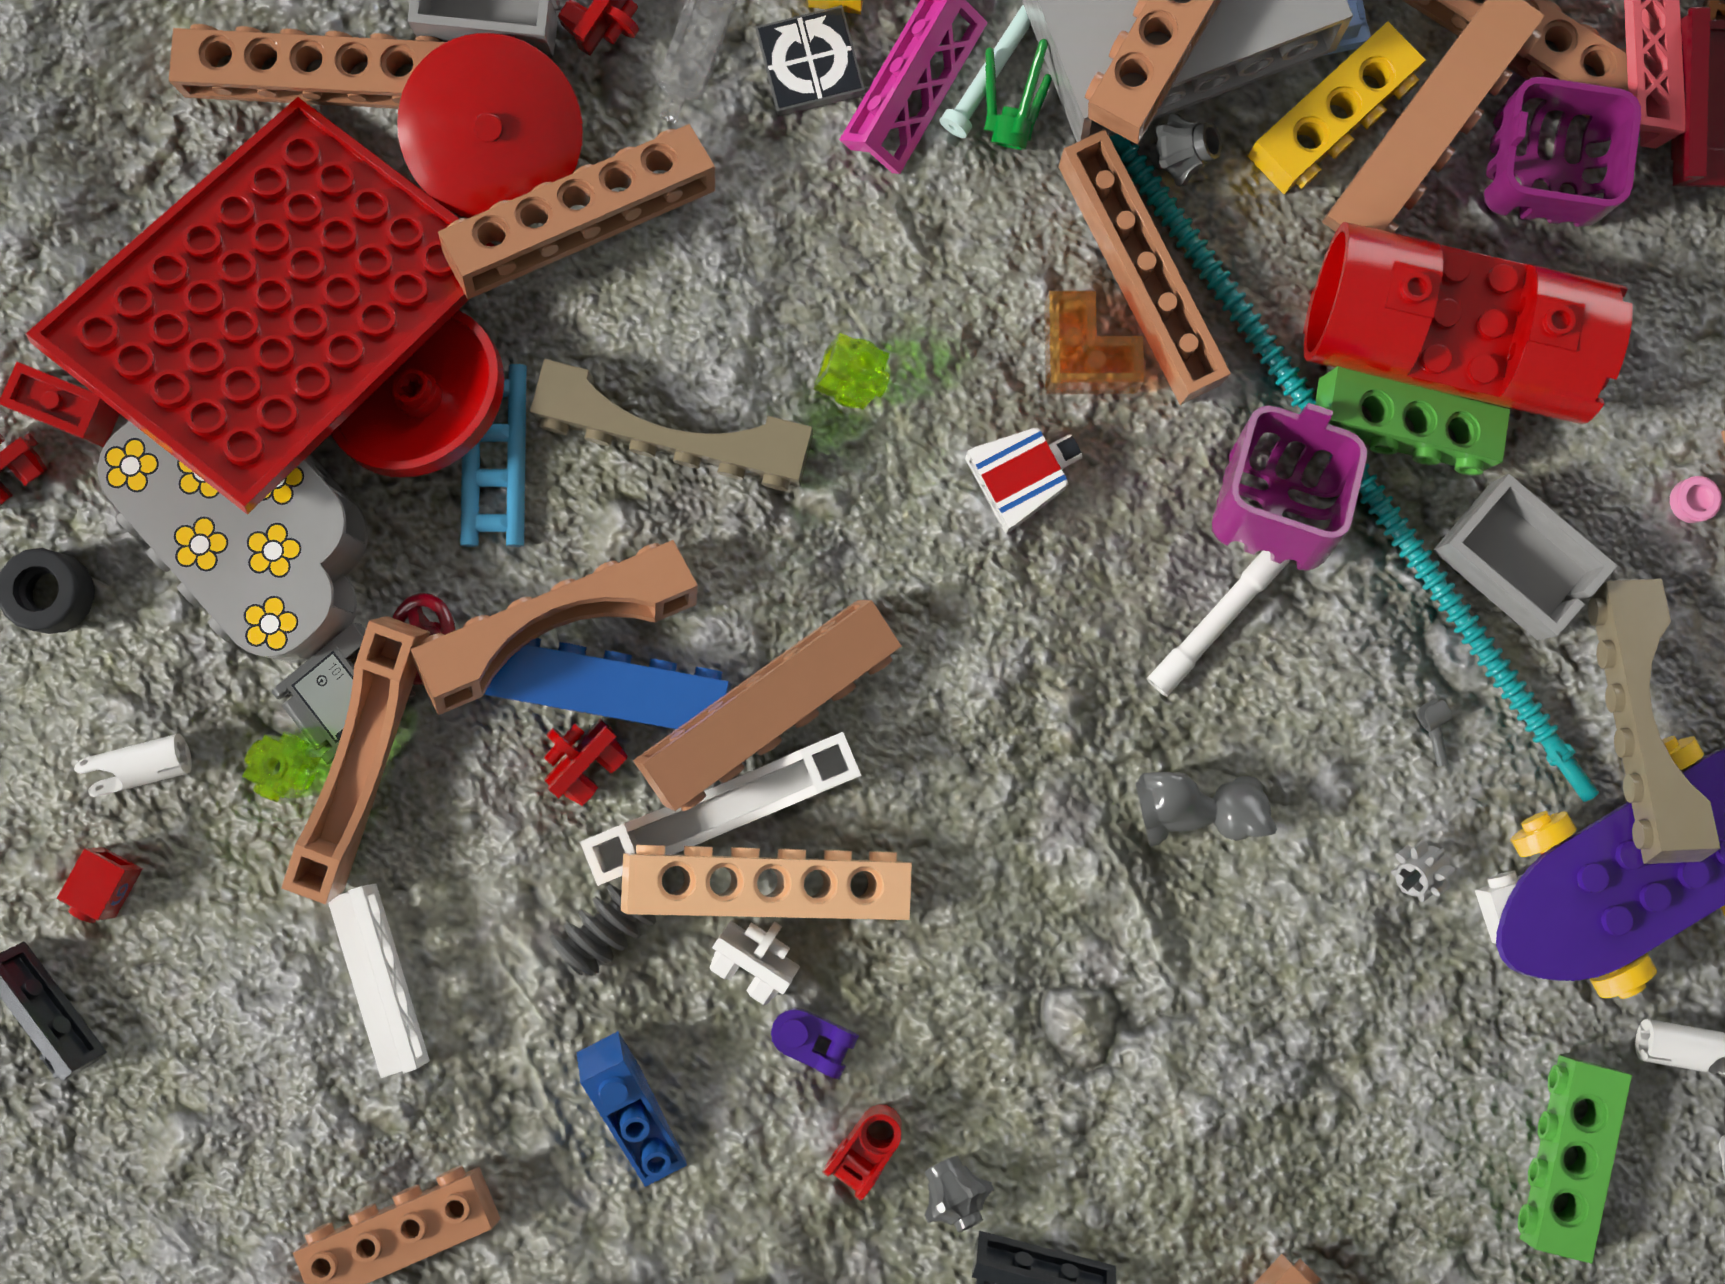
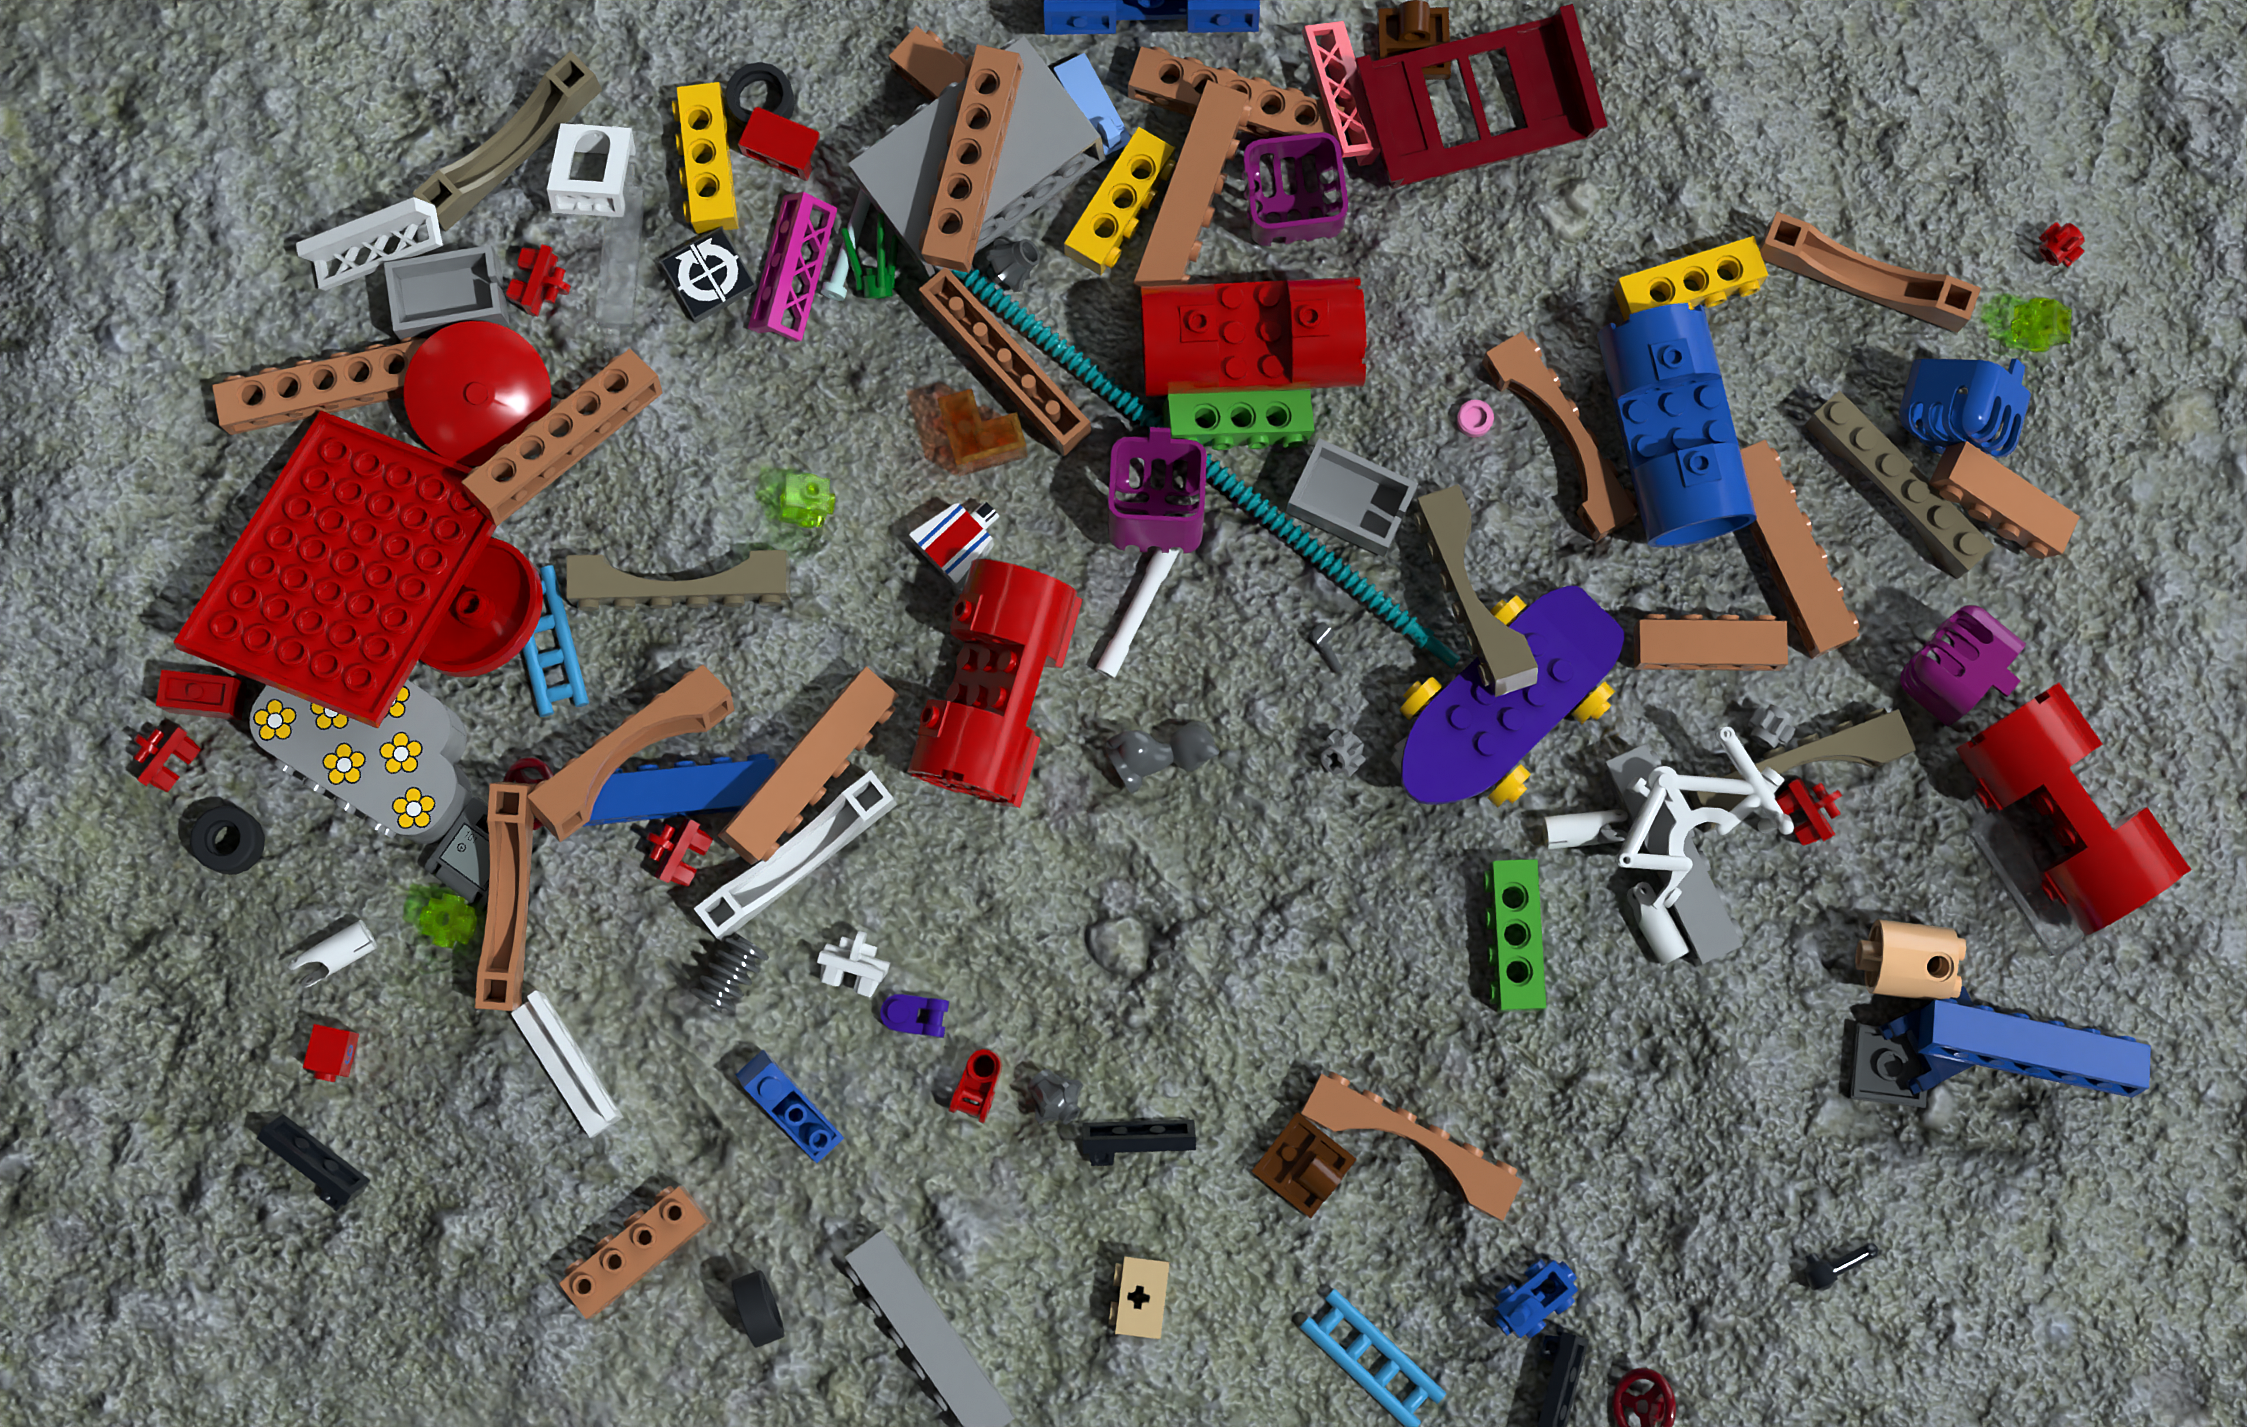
camera: 15 degrees left, 5 degrees down
(885, 897) = (755, 931): light nougat brick -> none
(1059, 611) = (1011, 630): none -> red cylinder

